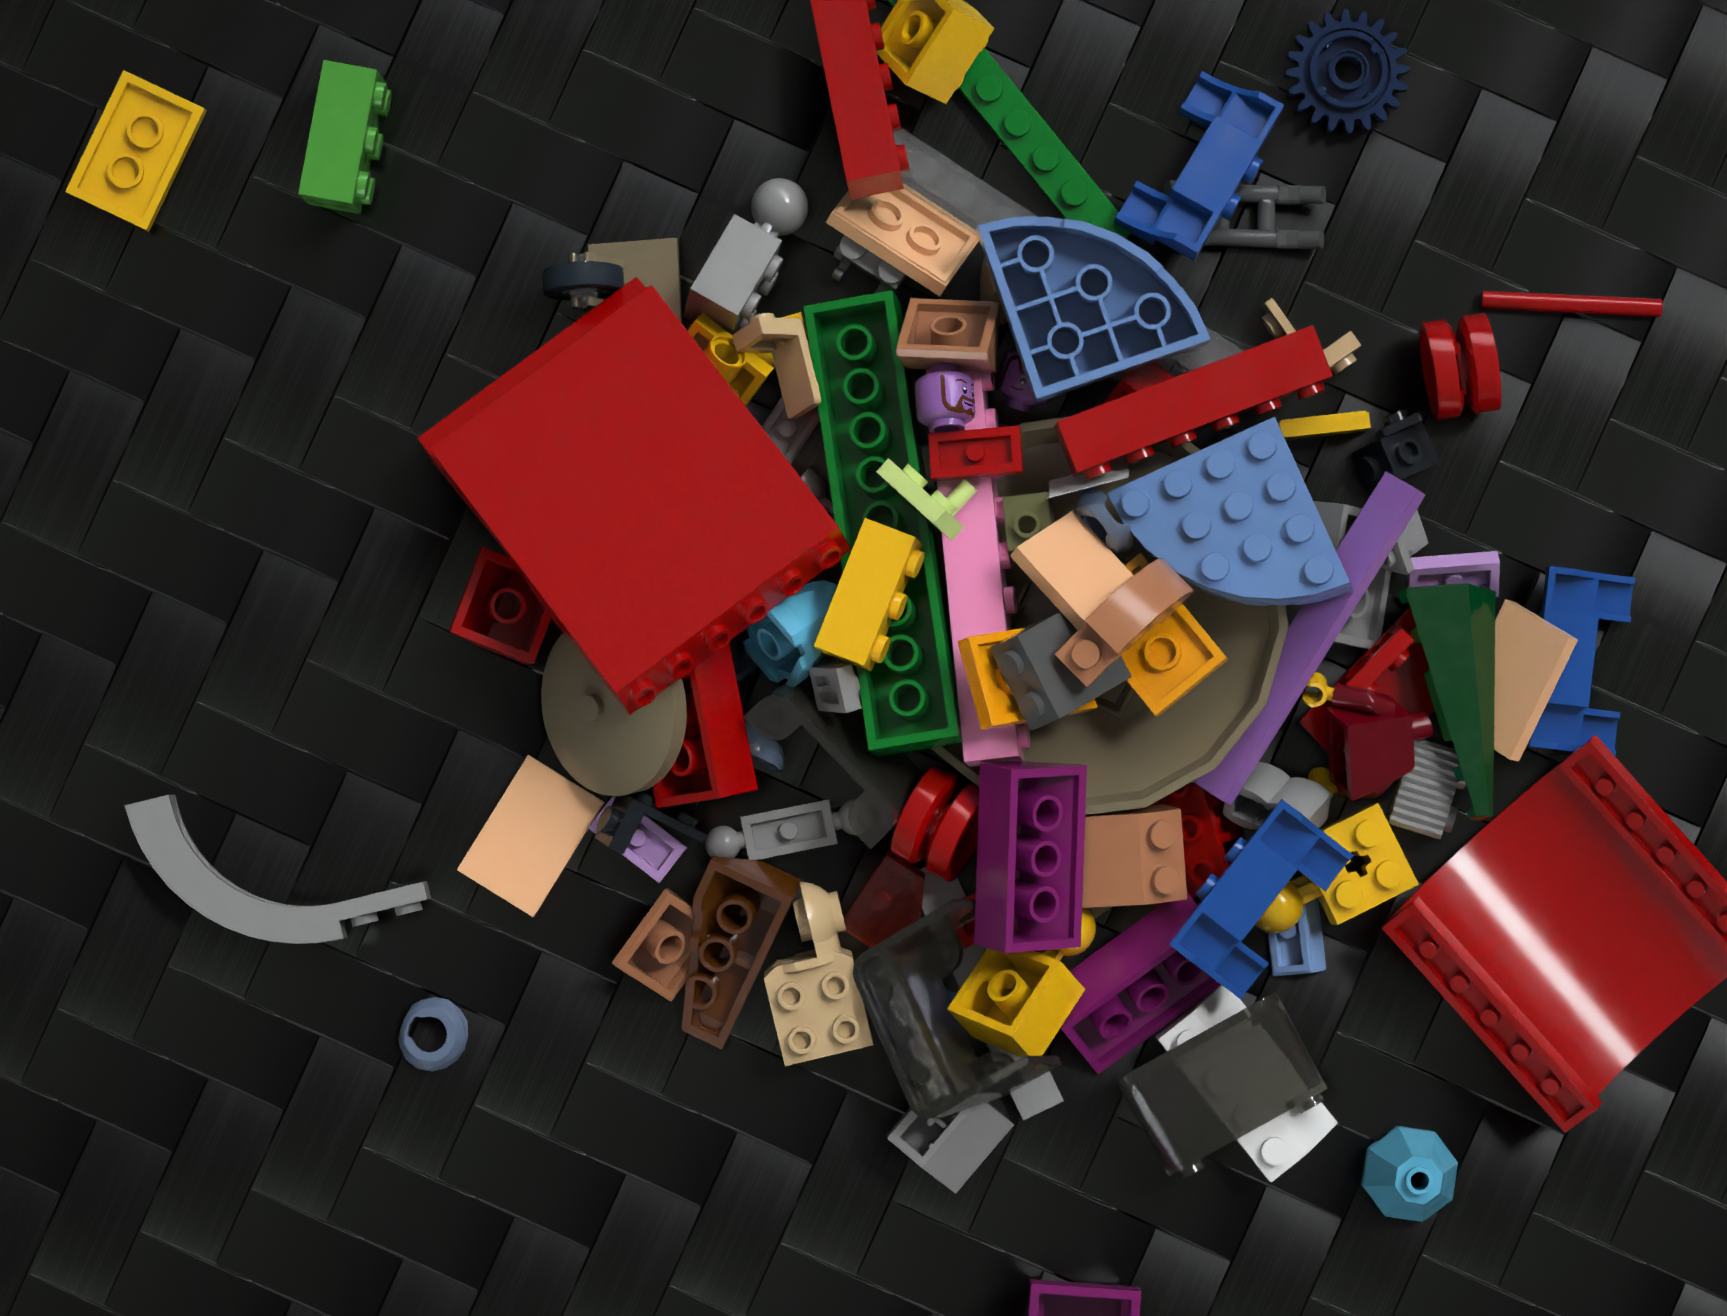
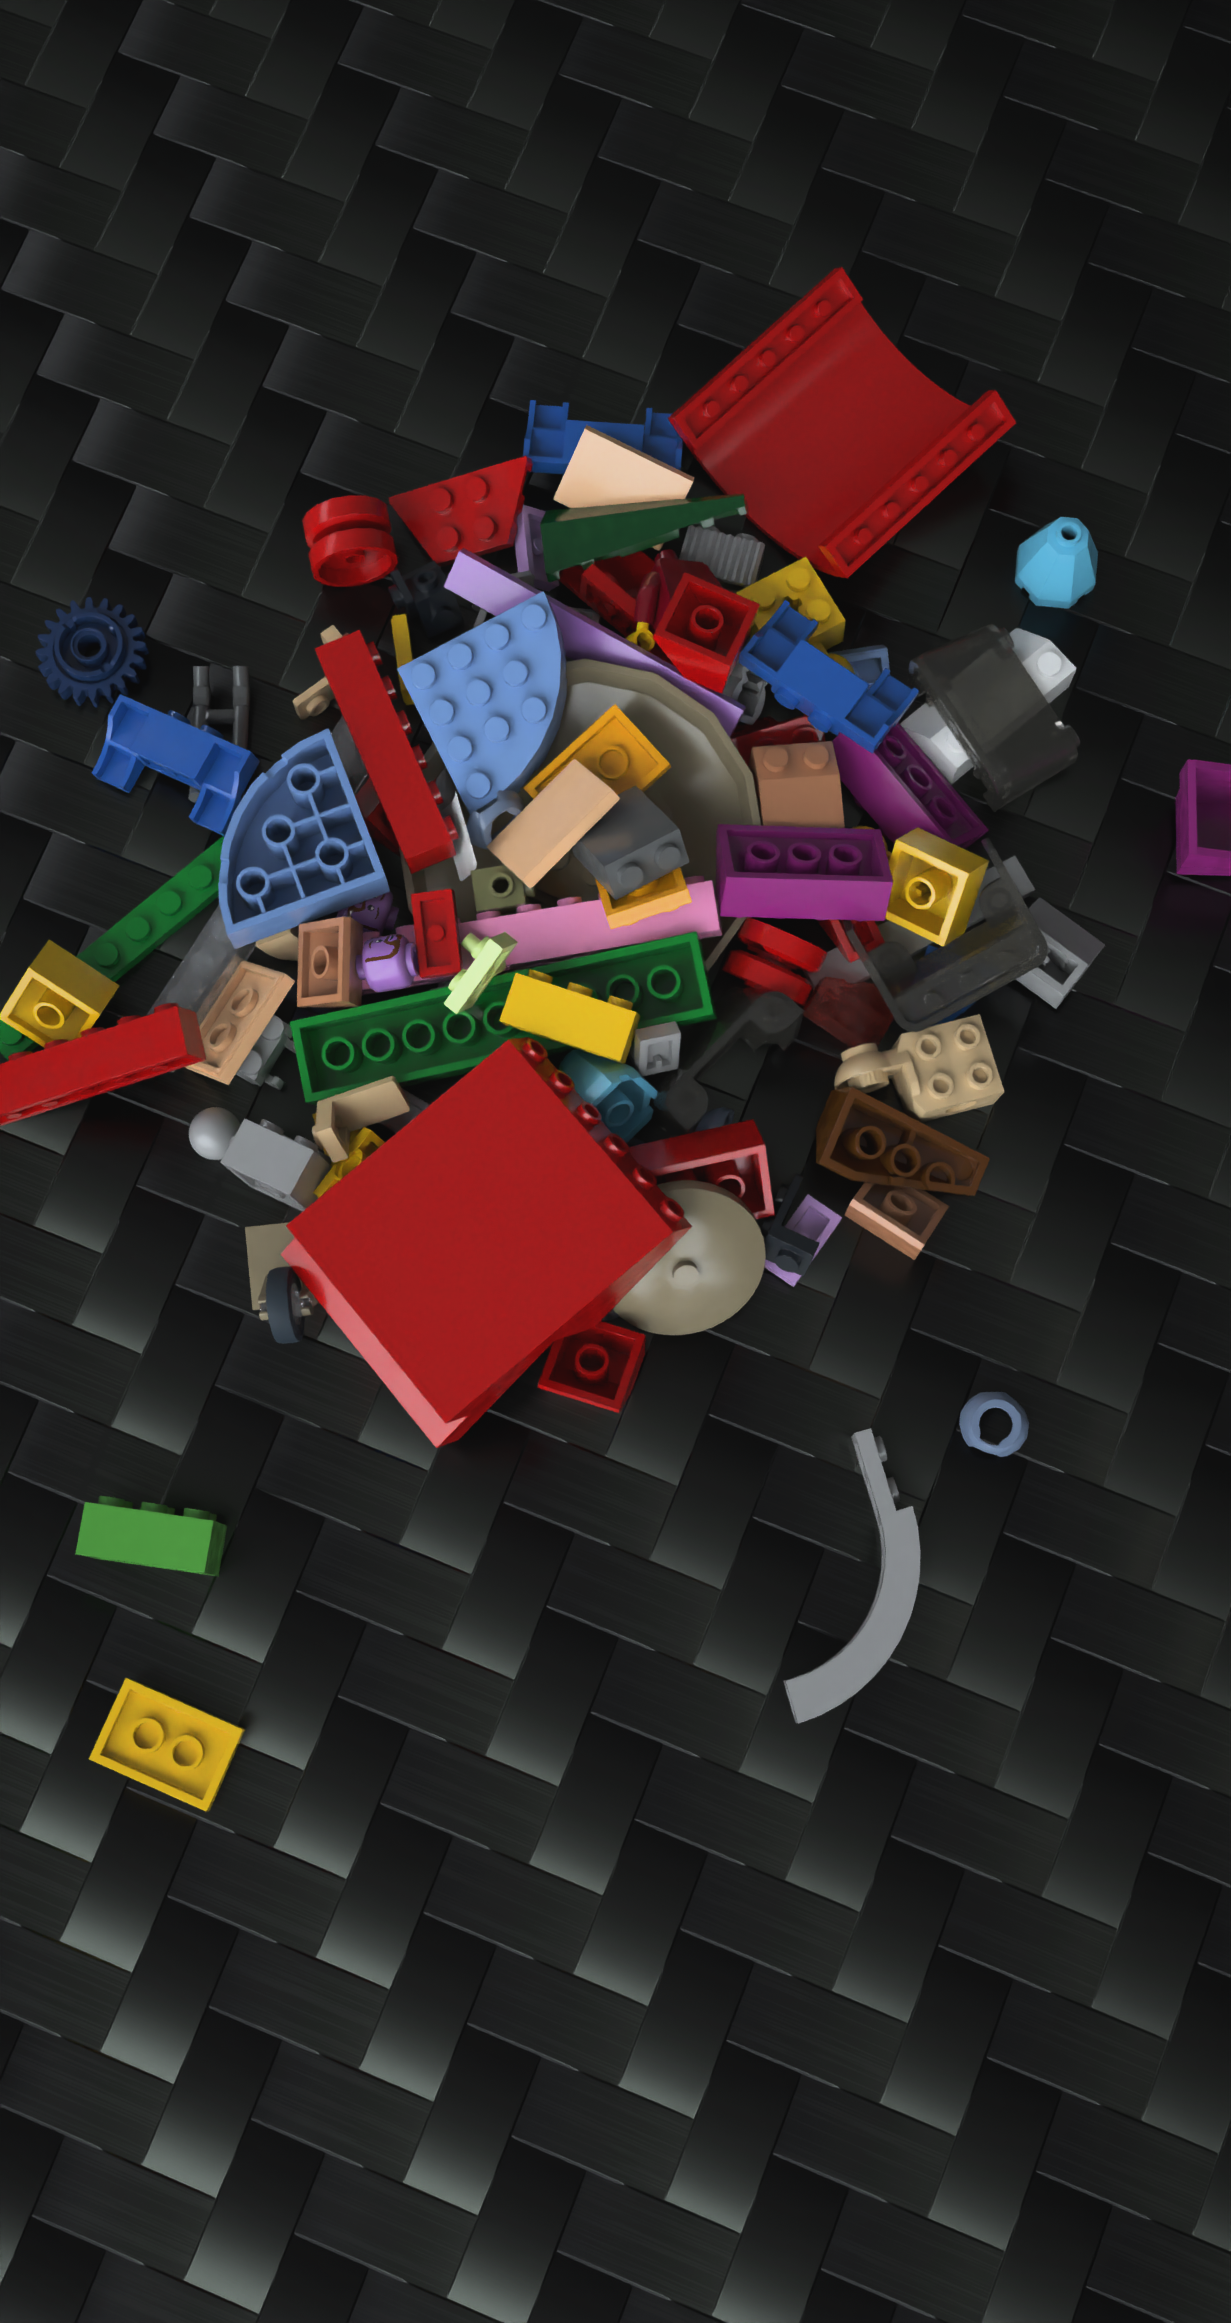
camera: 95 degrees left, 10 degrees down
(531, 836) = (804, 1340): light nougat tile -> none
(781, 831) = (786, 1104): light grey plate -> none
(1123, 619) = (588, 778): nougat arch -> none
(1309, 761) = (705, 631): none -> red slope
(1495, 499) = (466, 511): none -> red wing
(1571, 303) = (294, 465): red bar -> none

